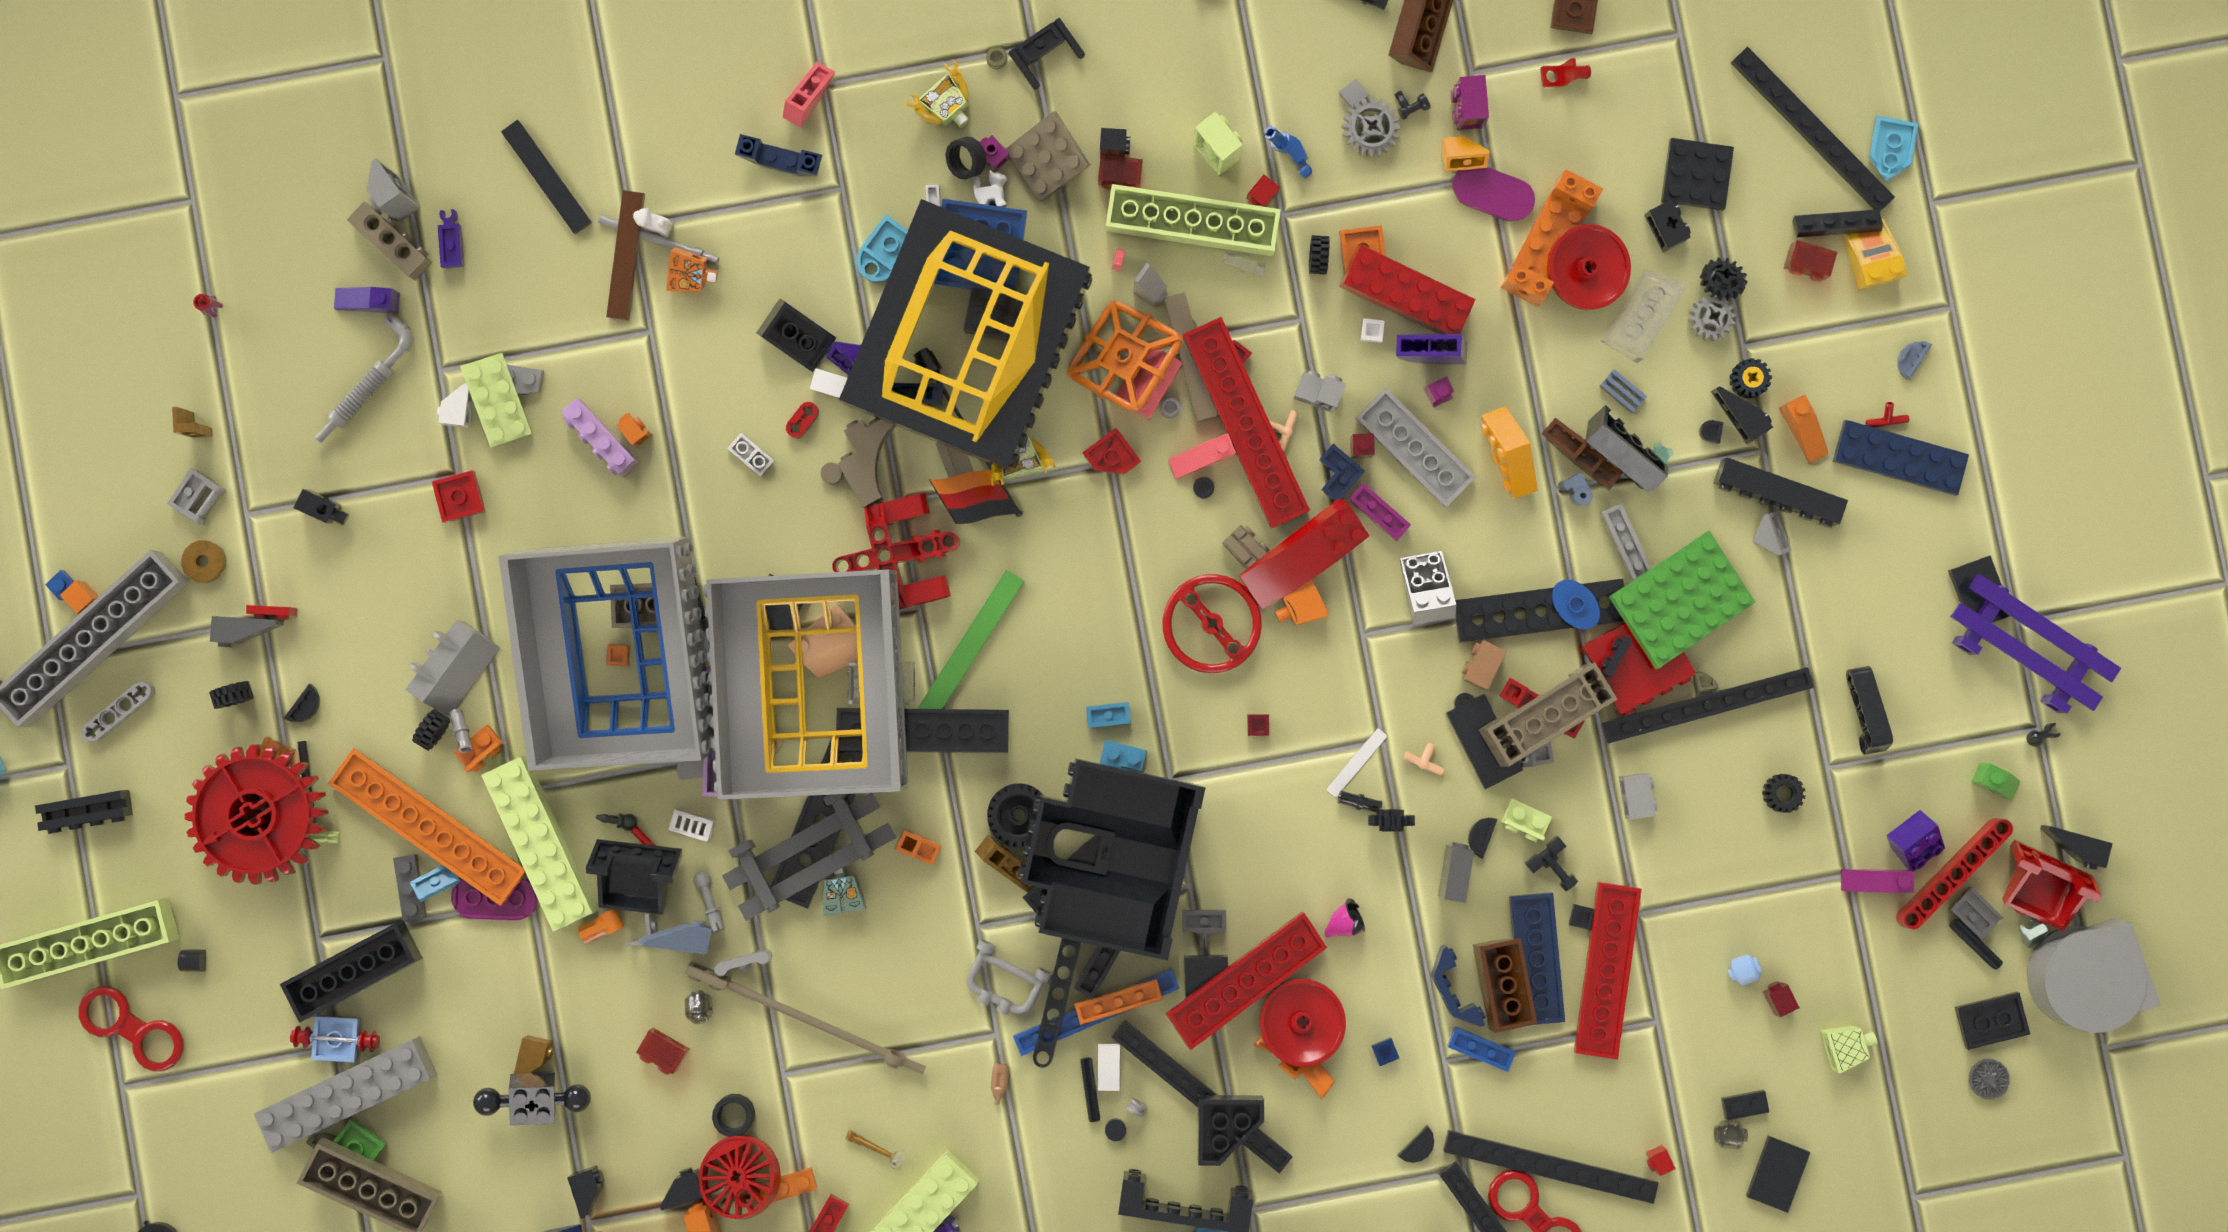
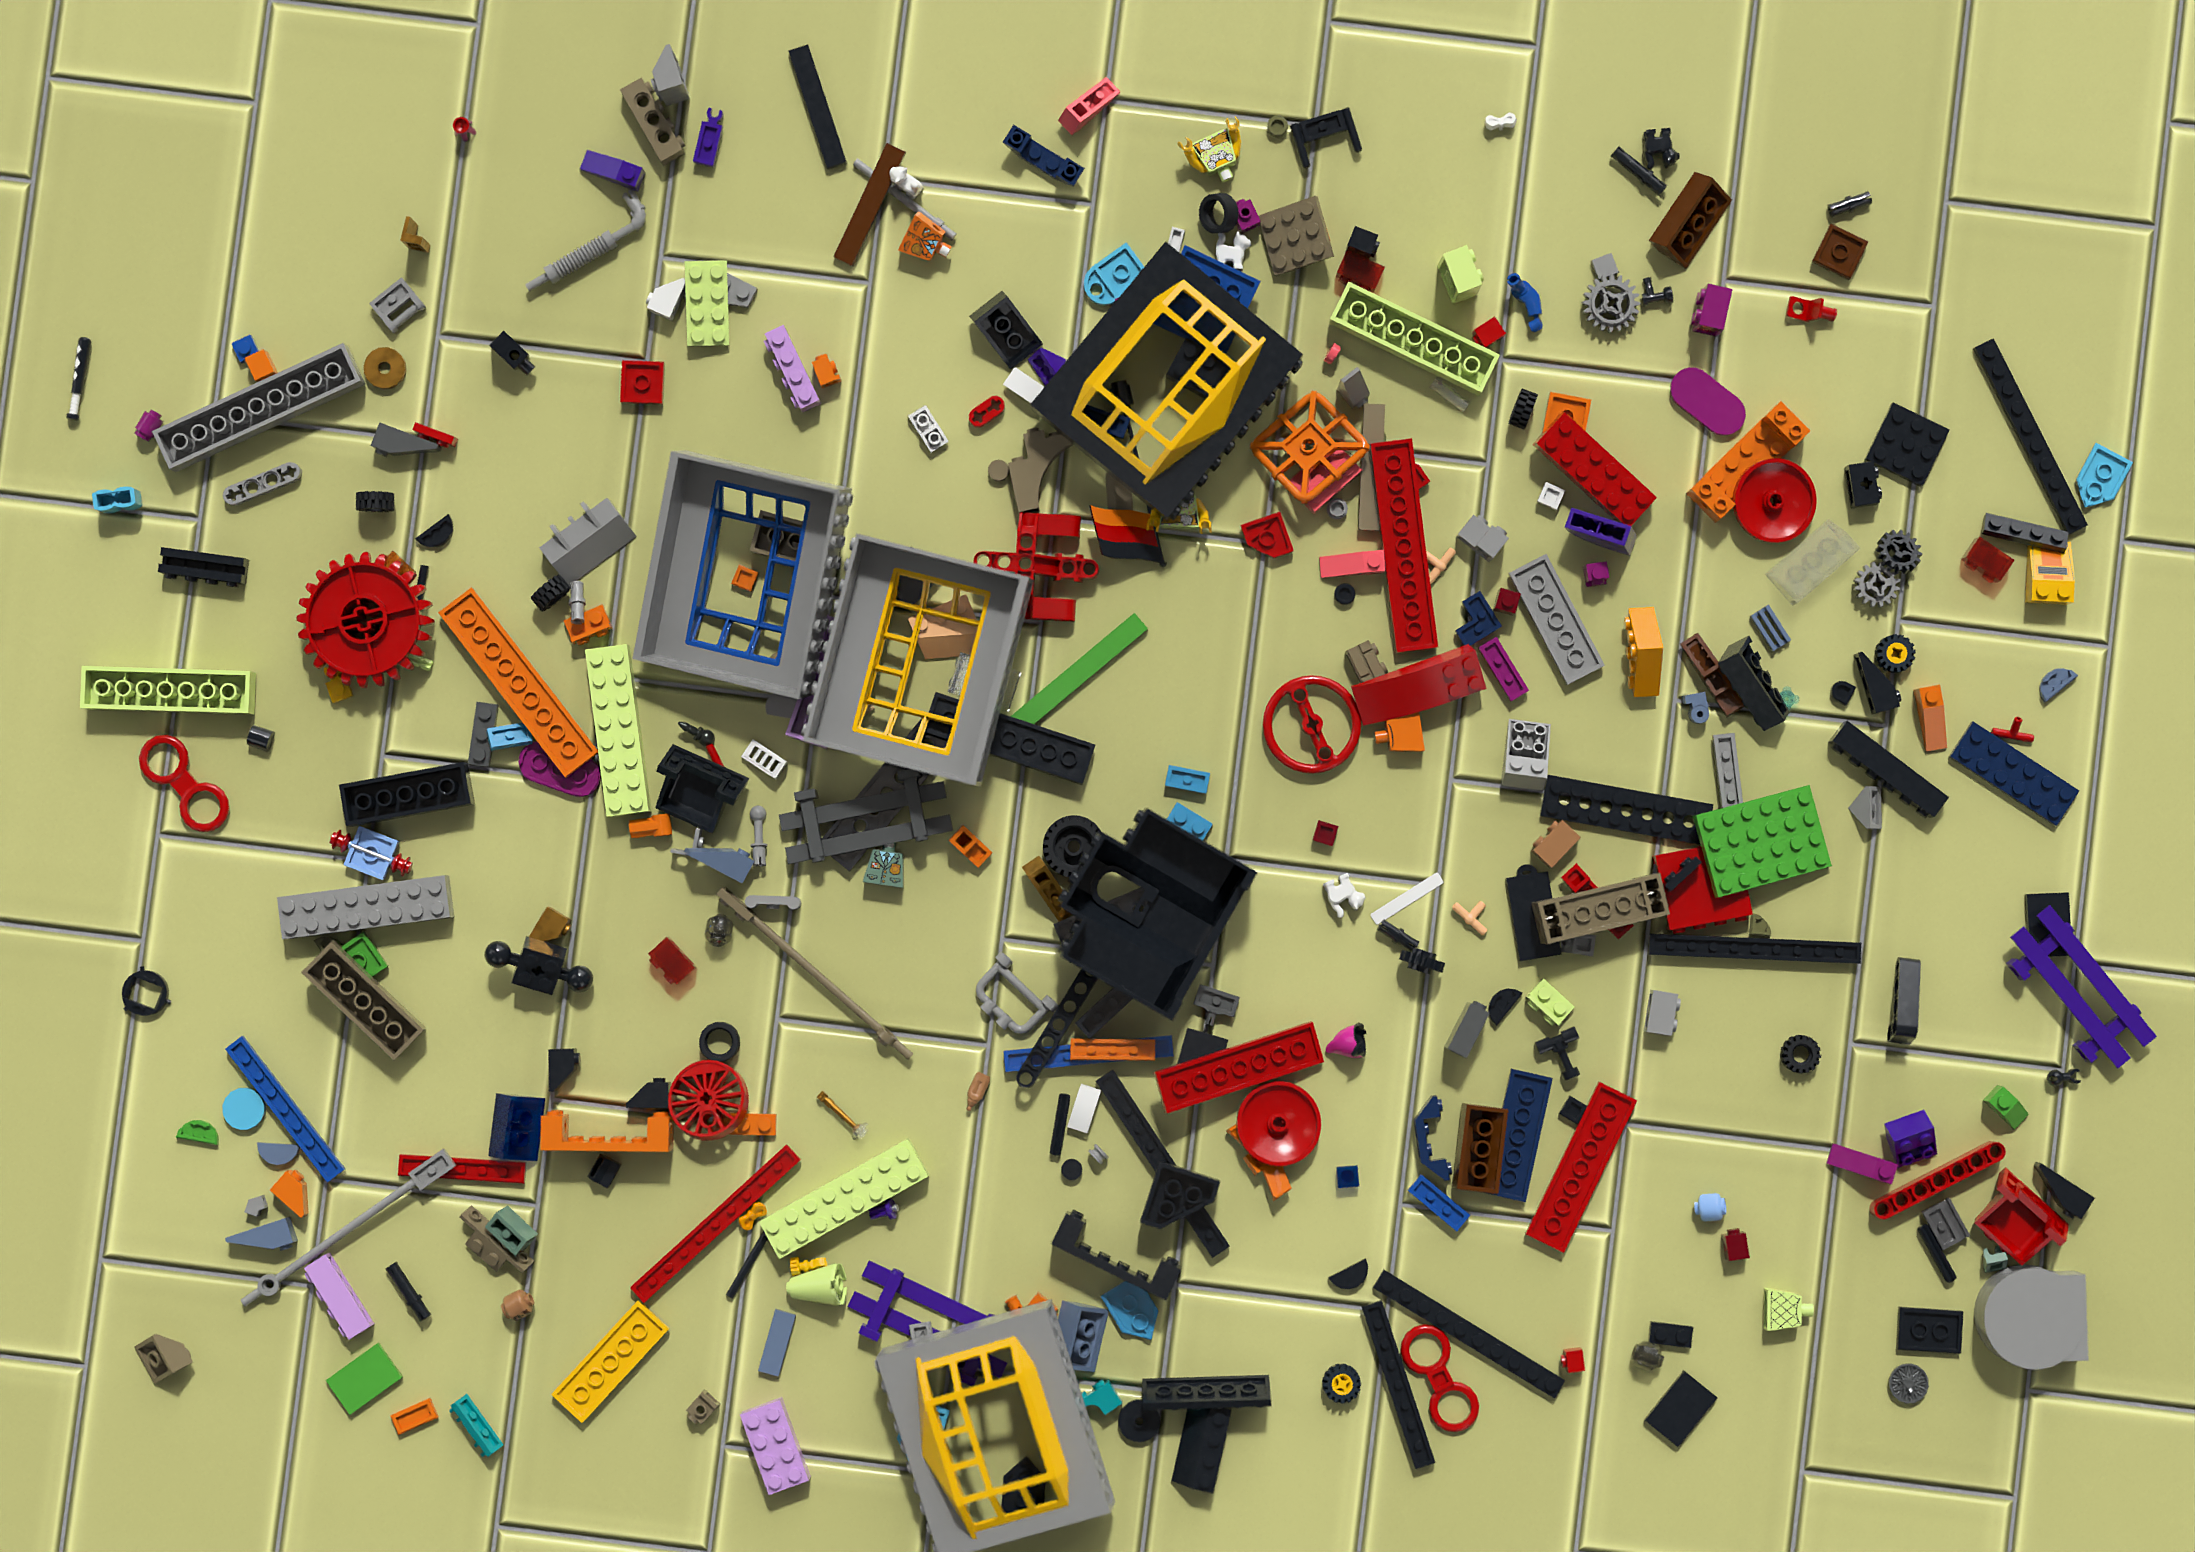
camera: 25 degrees right, 0 degrees up
(255, 892) = (337, 690): none -> yellow plate
(1291, 778) = (1344, 891): none -> white animal
(1463, 154) = (1689, 356): light orange slope -> none
(1575, 604) = (1660, 814): blue piece -> none

